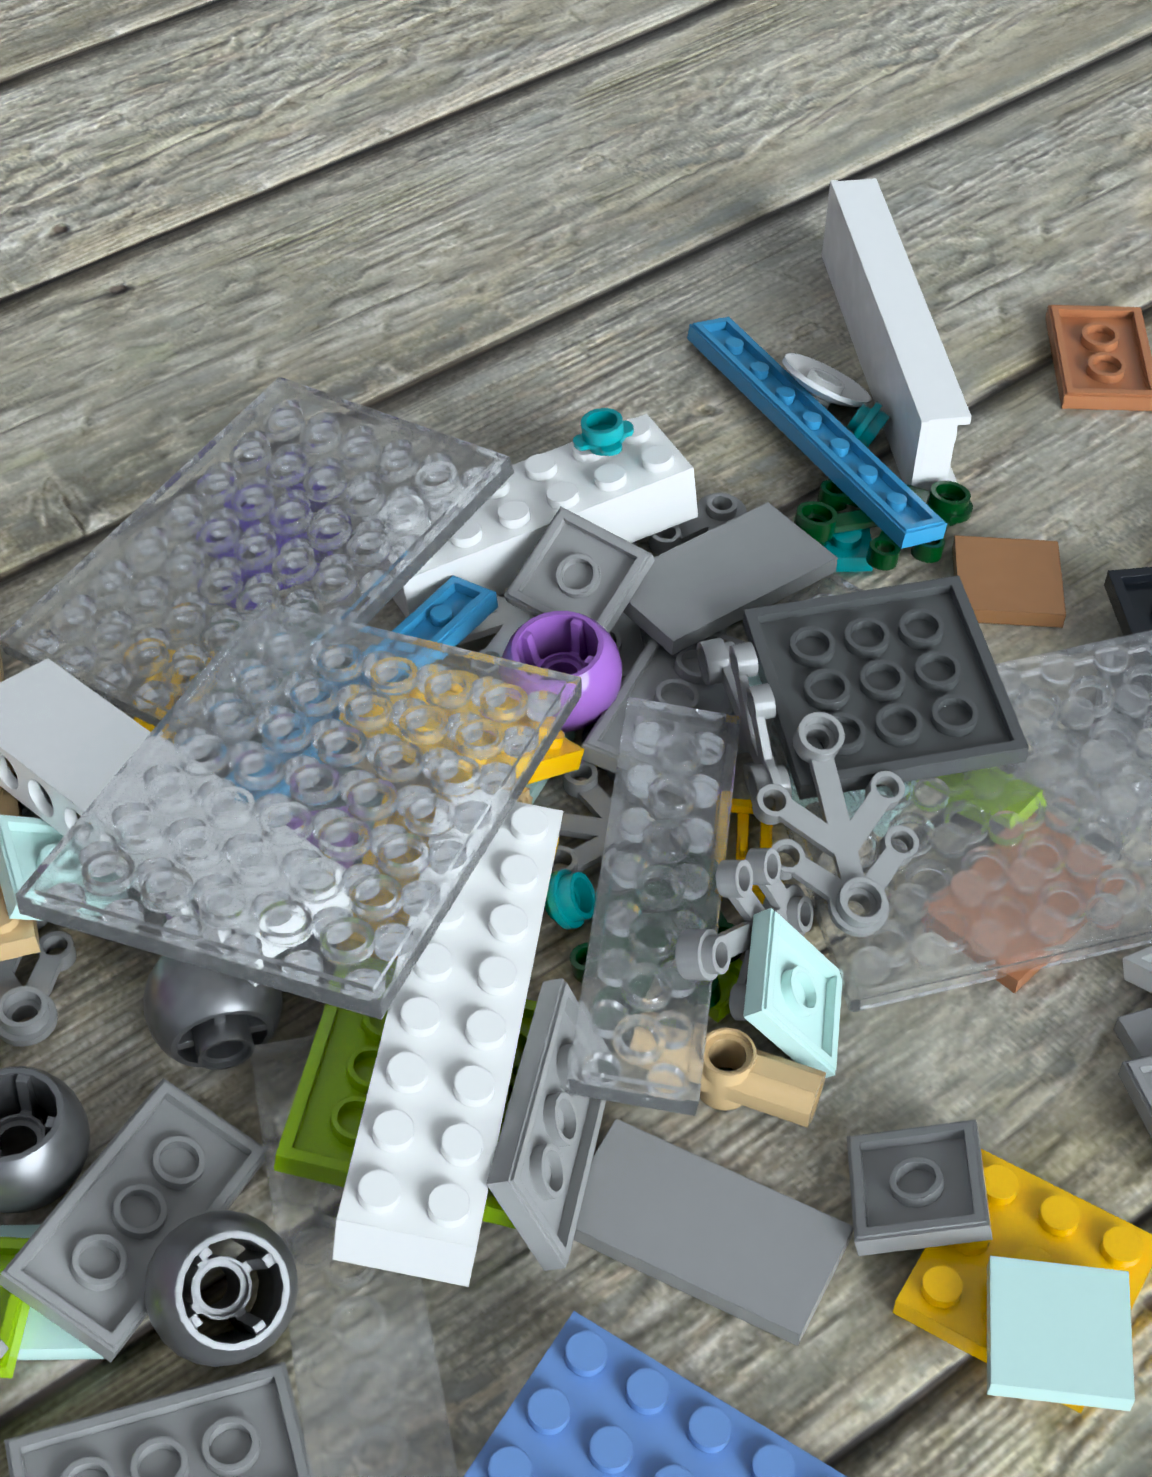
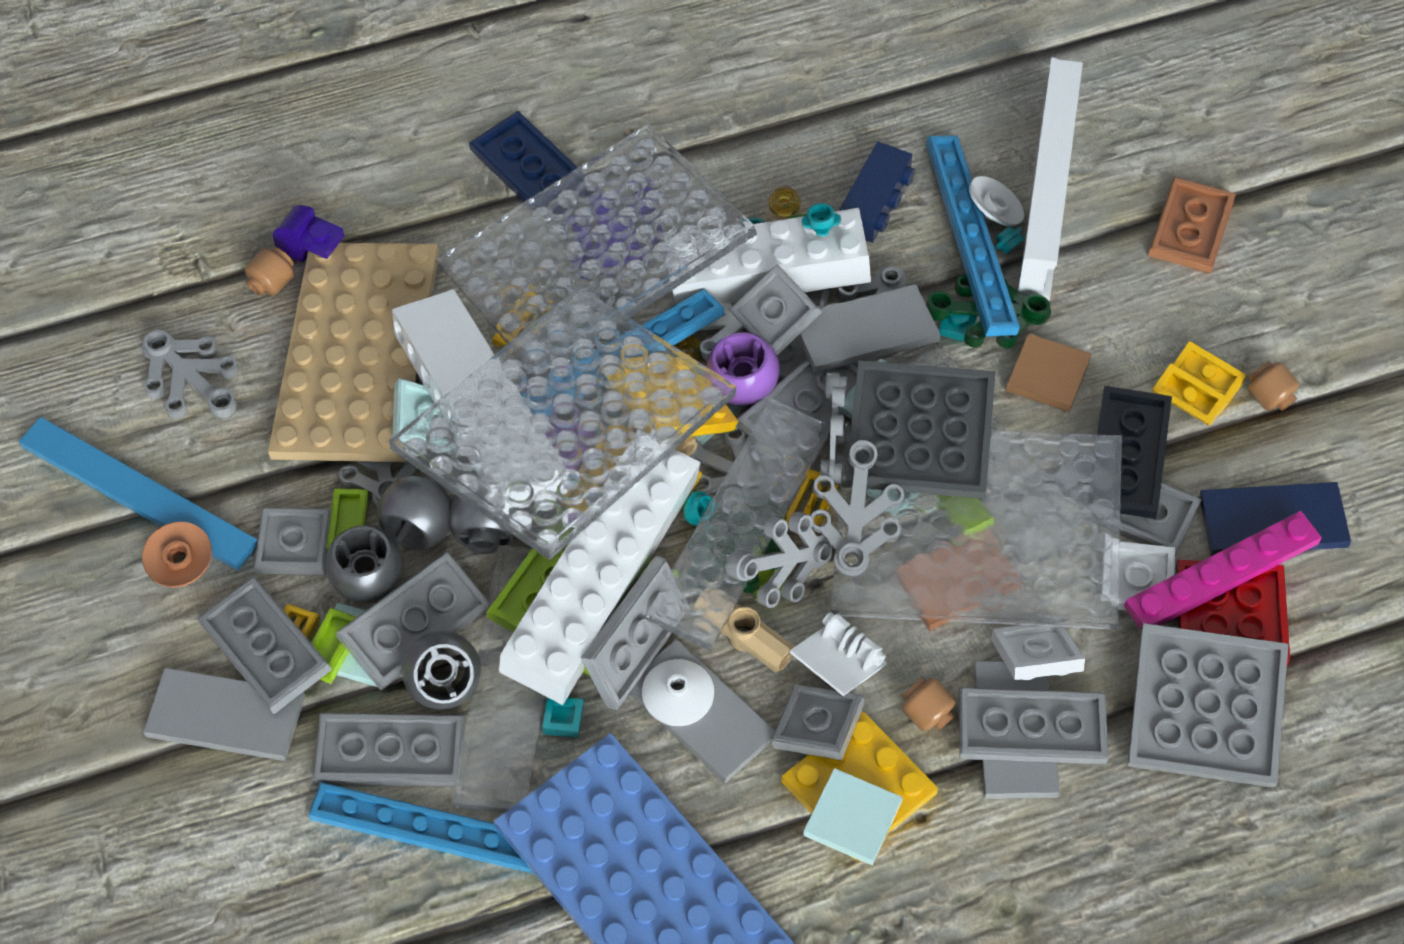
camera: 20 degrees right, 10 degrees up
(85, 1027) = (415, 512): none -> flat silver wheel
(86, 475) = (521, 156): none -> dark blue tile
(470, 1314) = (563, 719): none -> teal plate
(518, 443) = (784, 195): none -> clear yellow plate
(651, 1231) = (678, 706): none -> white dish
(652, 385) = (879, 187): none -> dark blue brick
(793, 993) = (795, 597): light aqua tile -> none
(902, 1070) = (839, 656): none -> white hinge
(1083, 1105) = (928, 704): none -> medium nougat head

